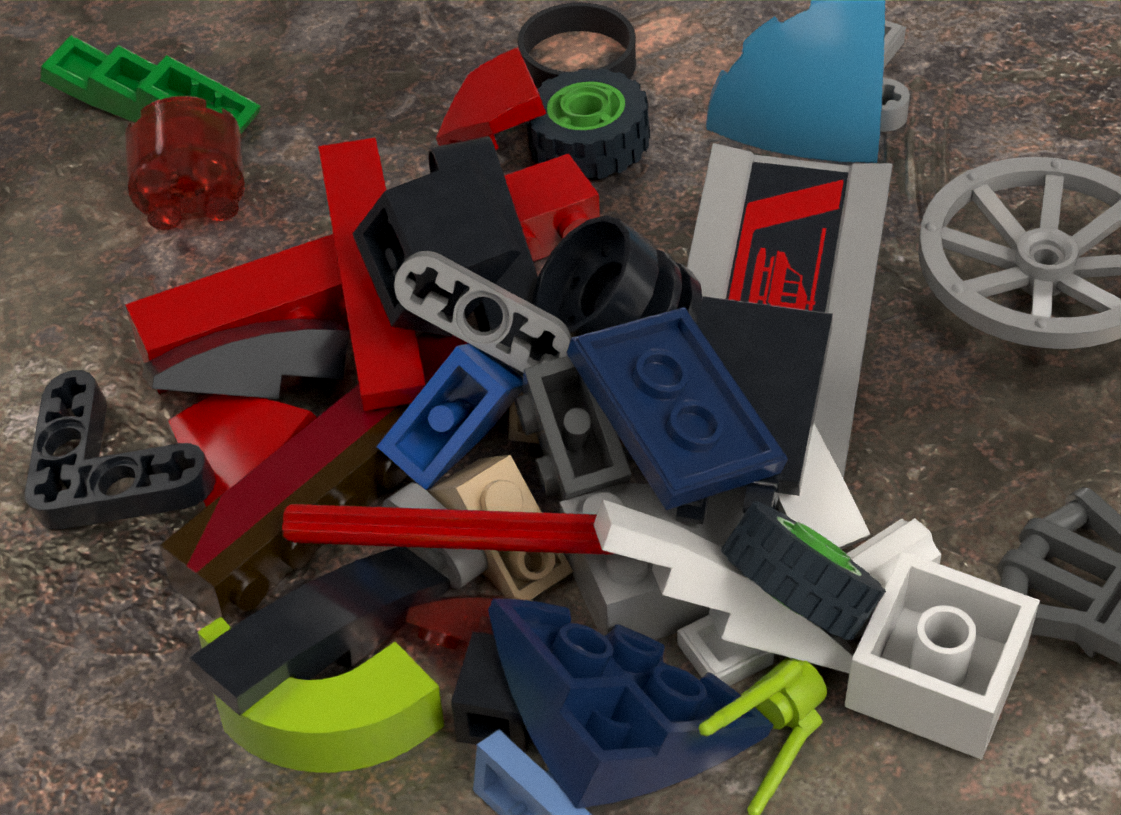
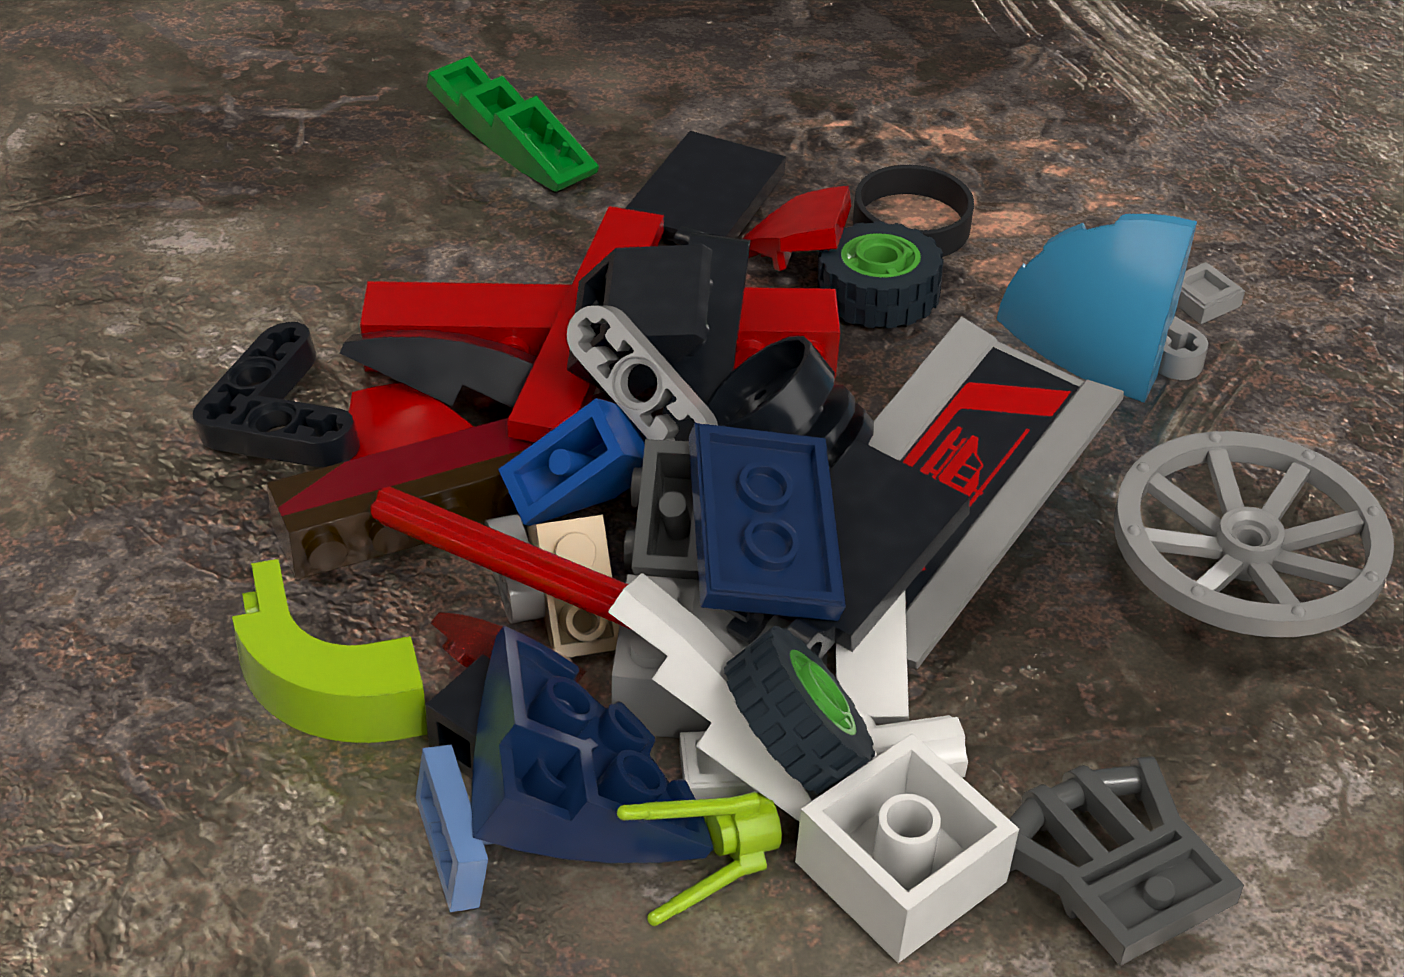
camera: 20 degrees right, 5 degrees down
(184, 162) = (494, 185): clear red brick -> none
(315, 625) = (358, 599): black slope -> none
(378, 92) = (709, 187): none -> black tile

